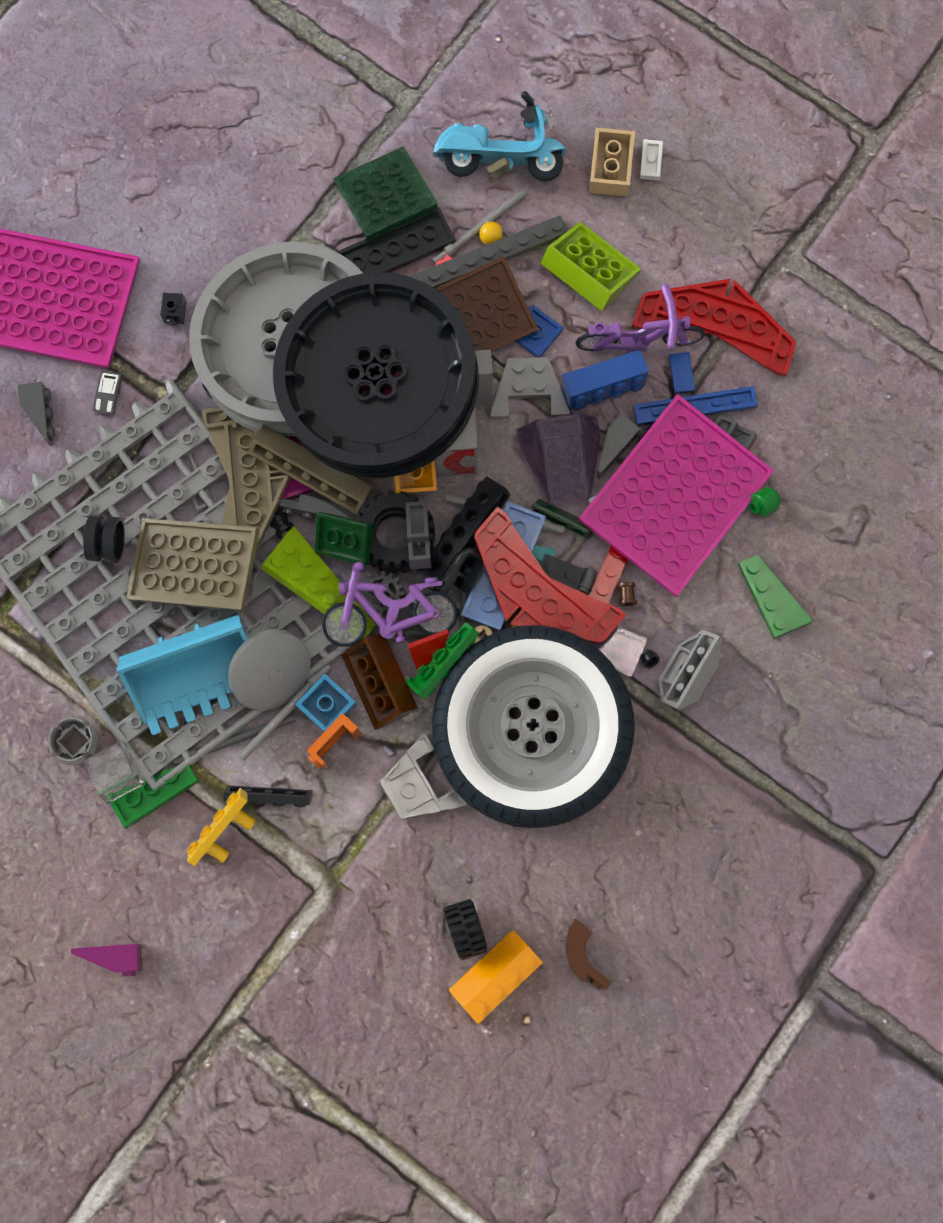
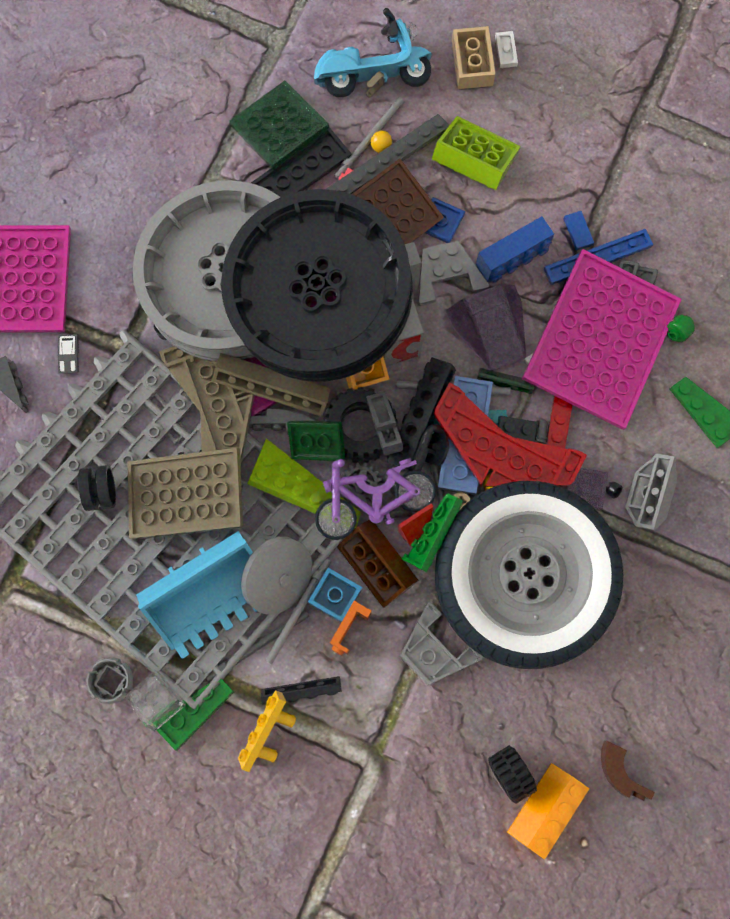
camera: 15 degrees left, 0 degrees up
(114, 958) = (196, 874): magenta slope -> none
(173, 308) = (111, 265): black brick -> none
(281, 524) = (254, 439): black wheel -> none
(618, 438) = (536, 301): dark grey slope -> none
(626, 592) = (579, 436): reddish brown bush -> none
(673, 332) = (565, 195): medium lavender piece -> none
(731, 318) = (610, 173): red wing -> none

